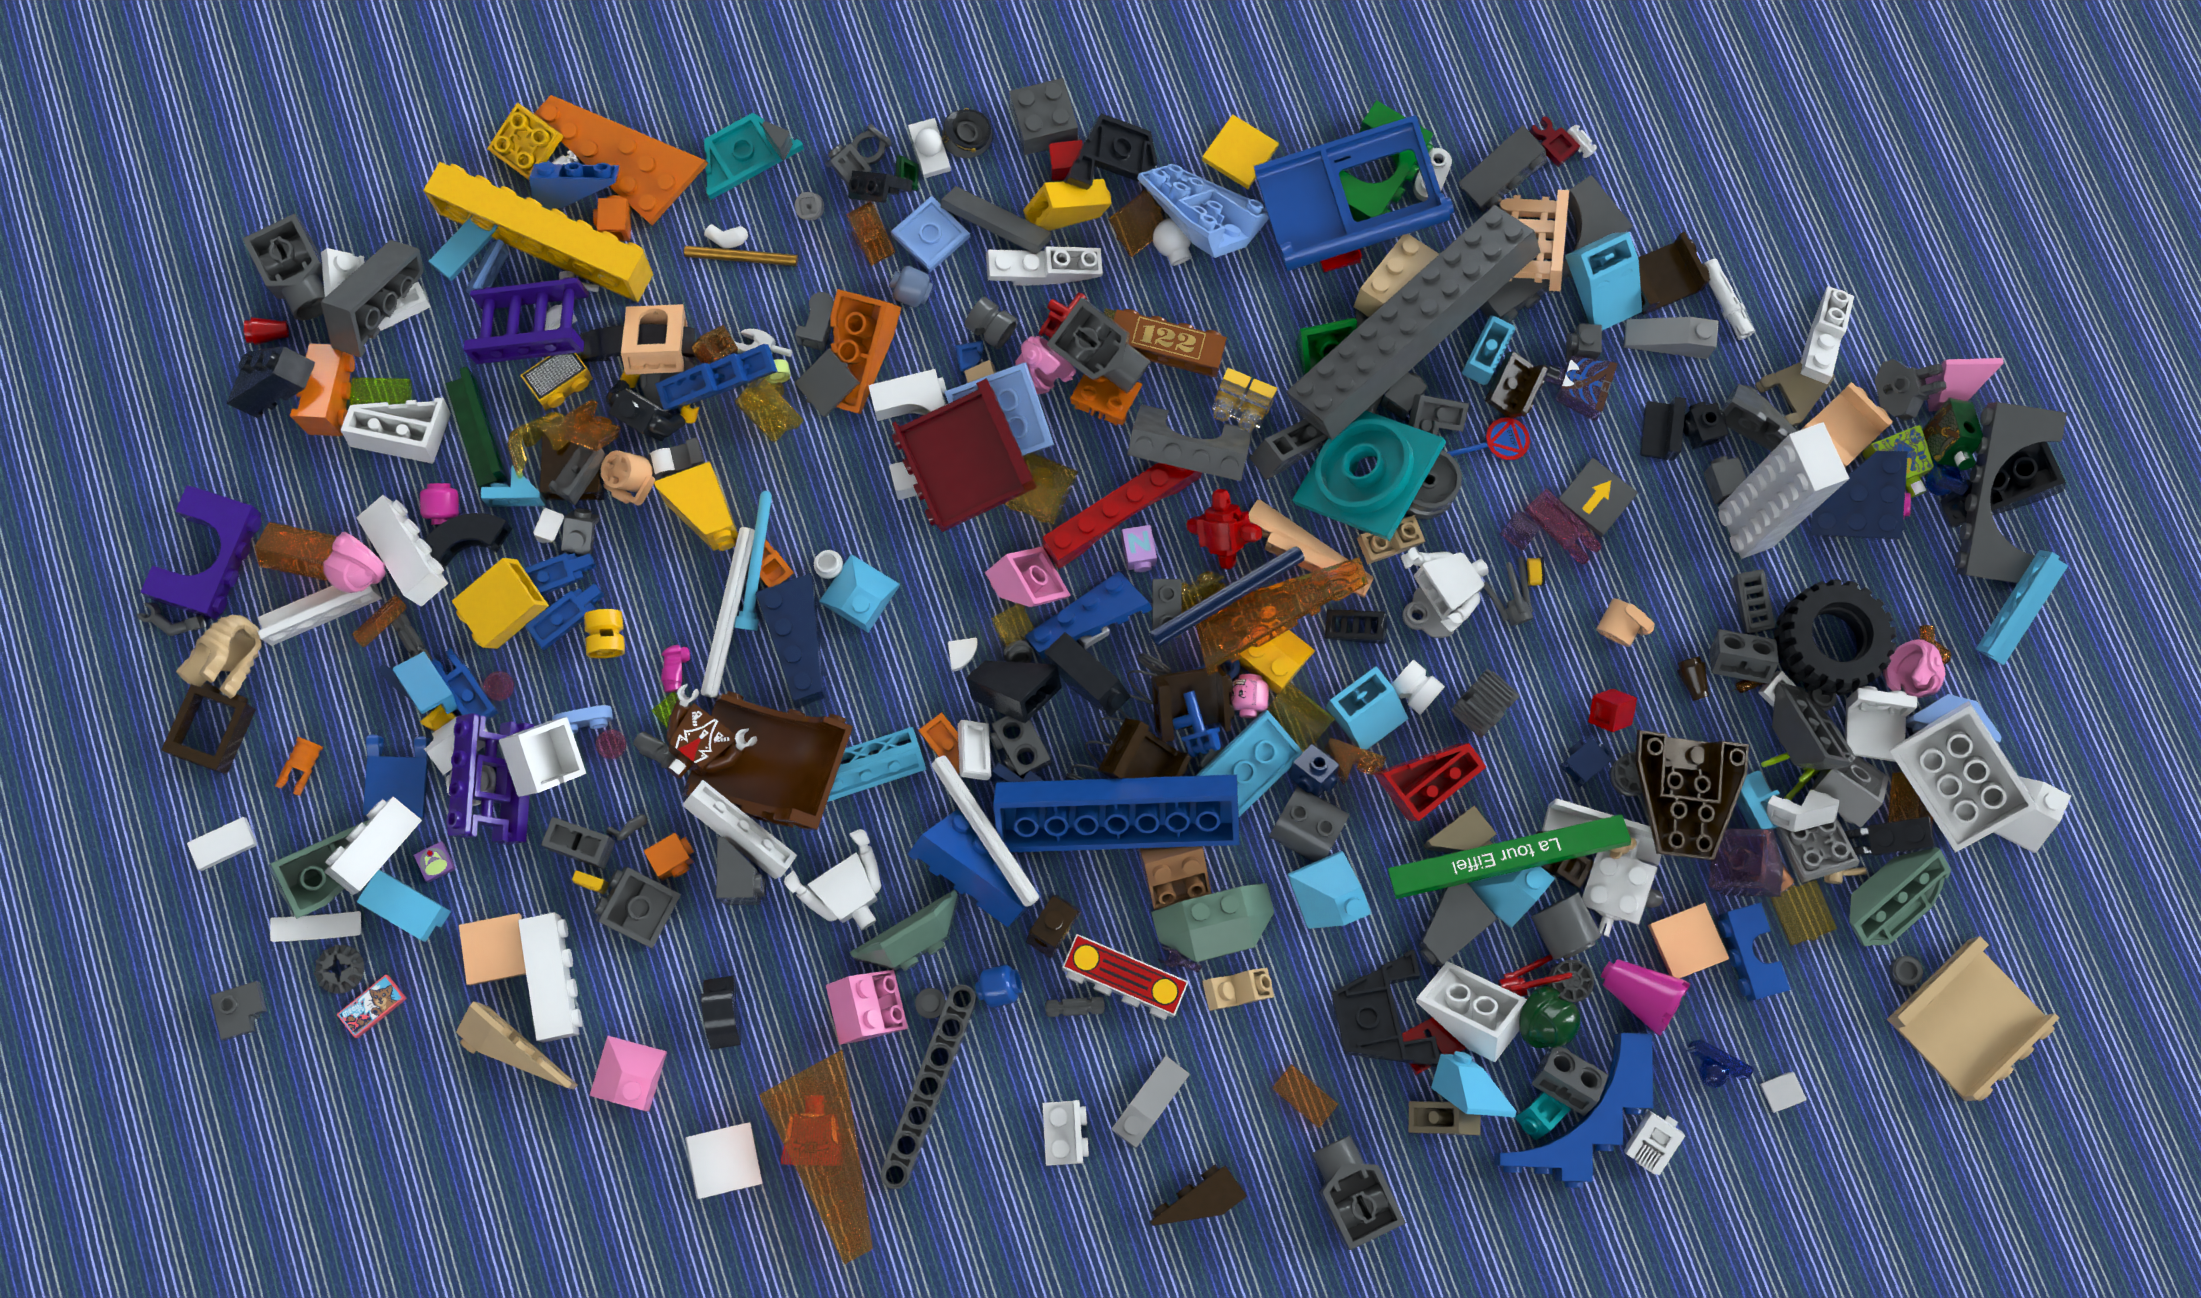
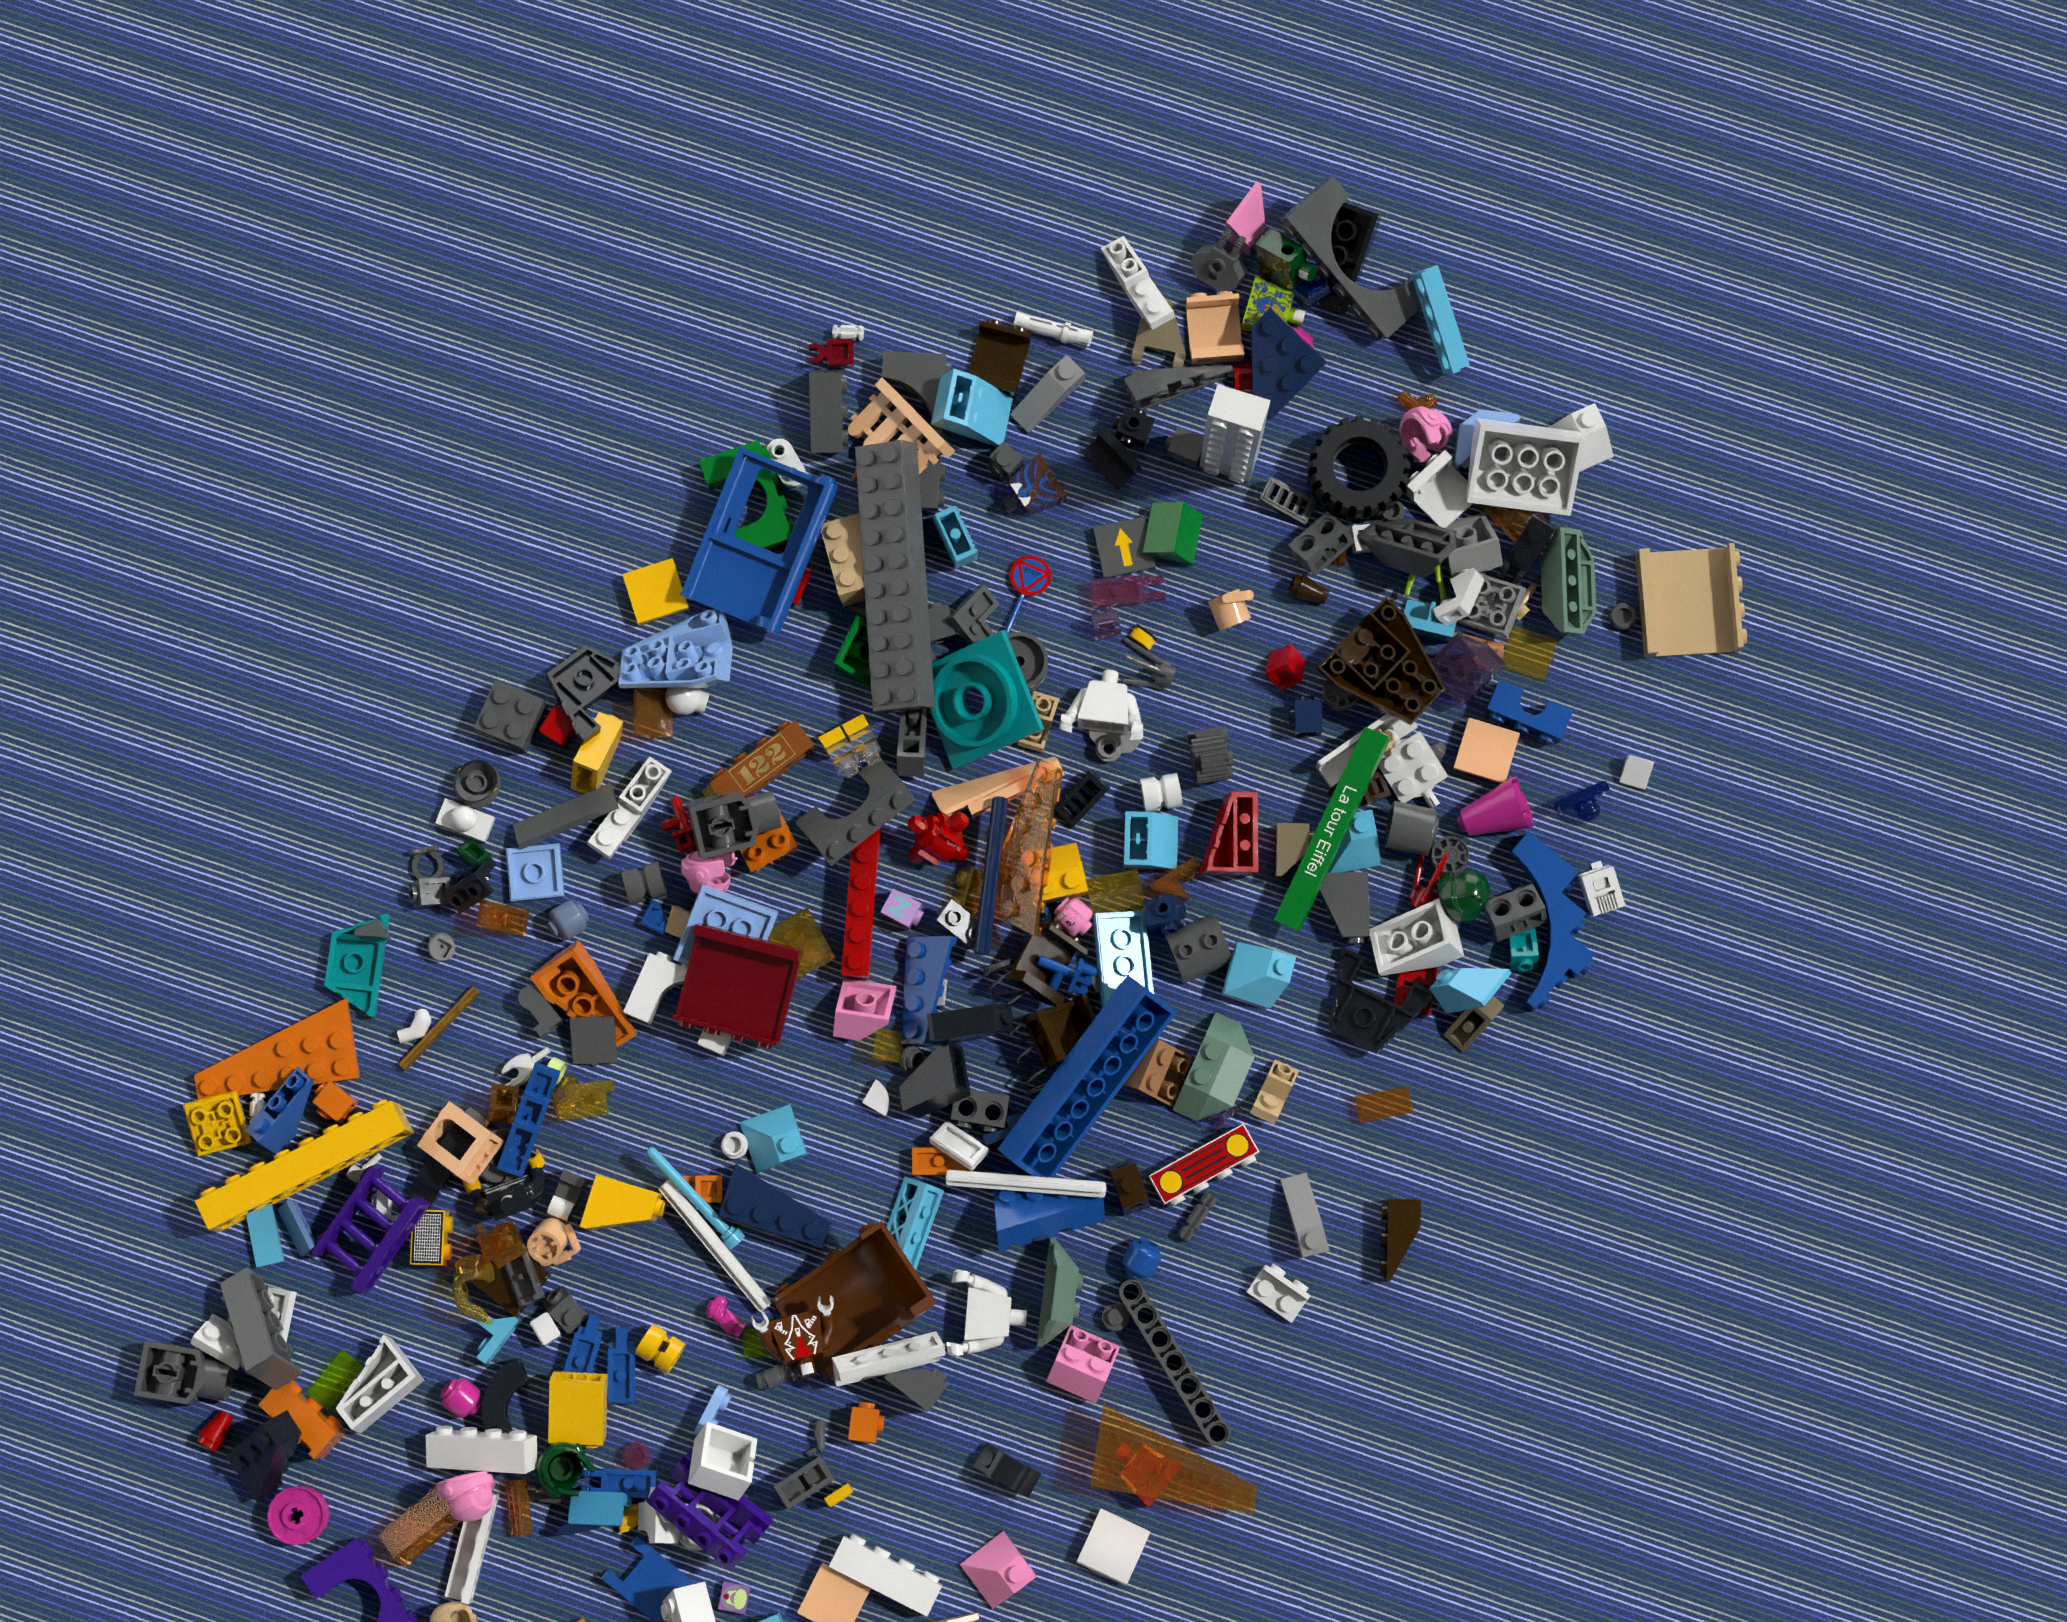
camera: 45 degrees left, 5 degrees up
(252, 458) = (288, 1503): none -> dark pink wheel
(435, 628) = (561, 1468): none -> dark green helmet
(476, 430) = (423, 1329): dark green fence -> none
(611, 744) = (746, 1405): clear pink plate -> none
(636, 906) = (883, 1474): dark grey plate -> none
(1355, 1194) = (1477, 1123): dark grey brick -> none
(1515, 386) = (997, 538): dark brown bracket -> none
(1646, 526) = (1172, 532): none -> green slope

